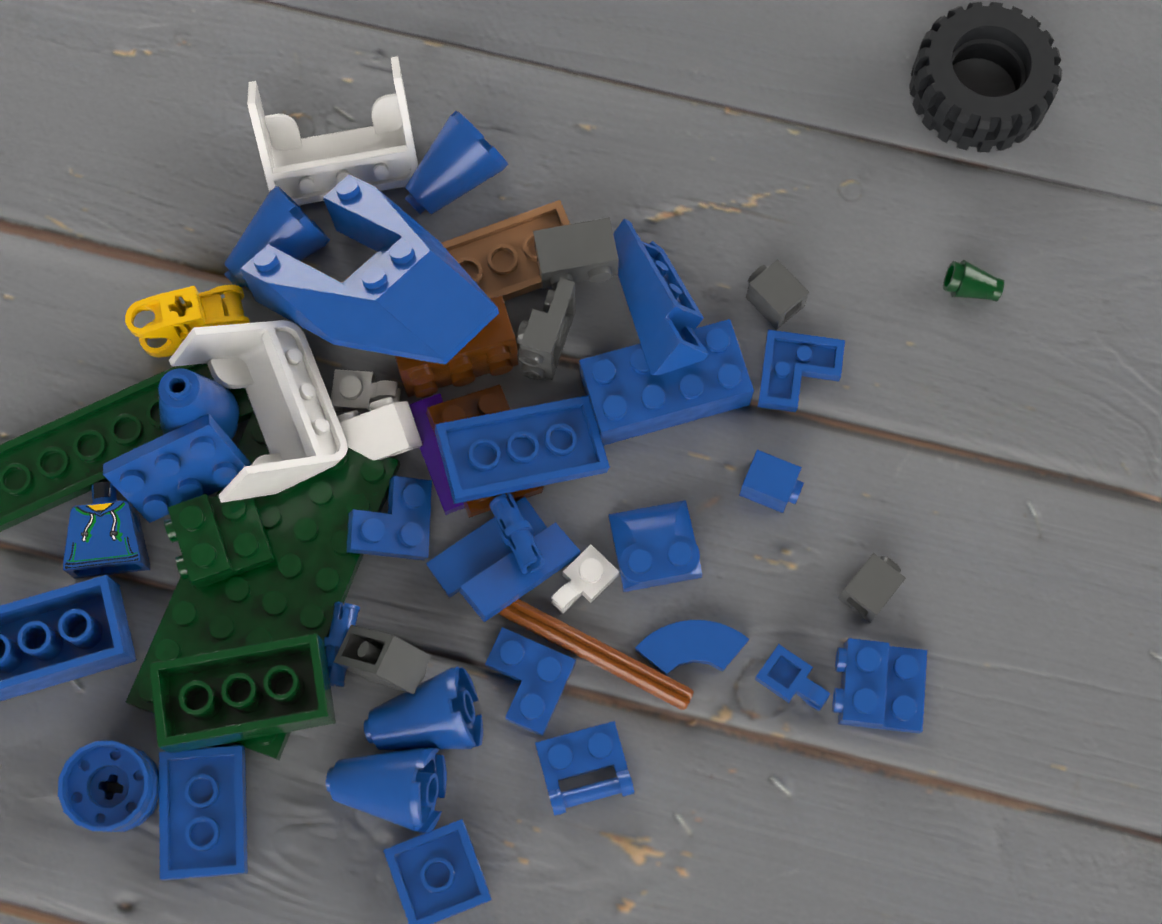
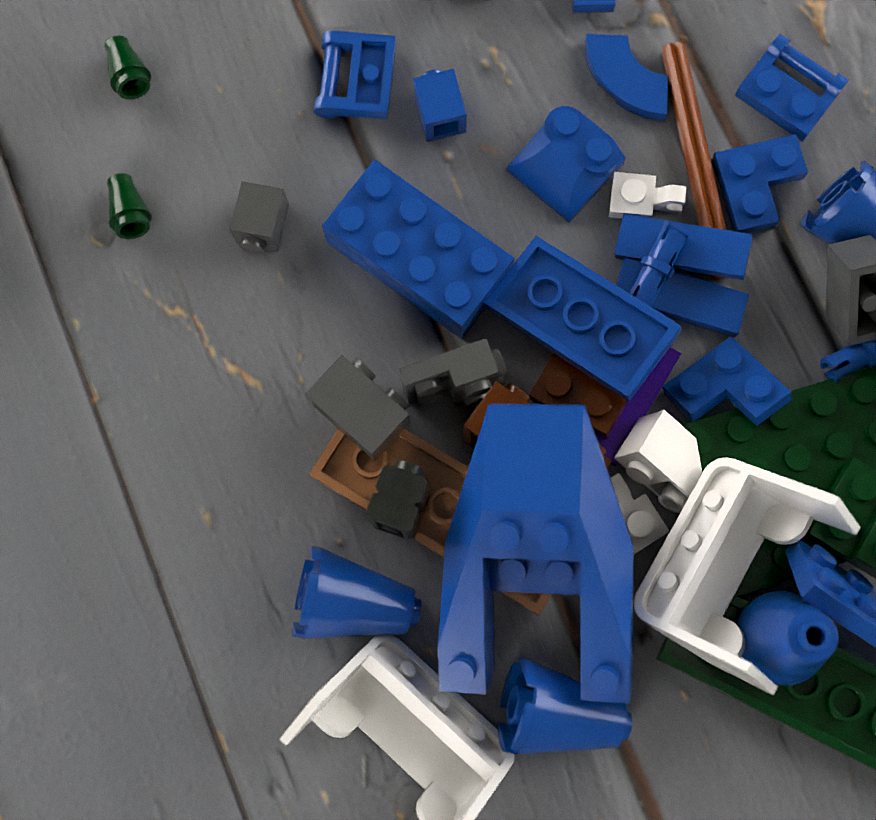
camera: 125 degrees left, 5 degrees up
(176, 320) = (682, 709): yellow piece -> none
(486, 224) = (399, 500): none -> pearl dark grey brick
(657, 303) = (353, 298): blue wedge -> none
(788, 359) = (314, 167): blue plate -> none
(837, 451) = (368, 79): none -> blue plate
(854, 212) = (127, 210): none -> dark green cone

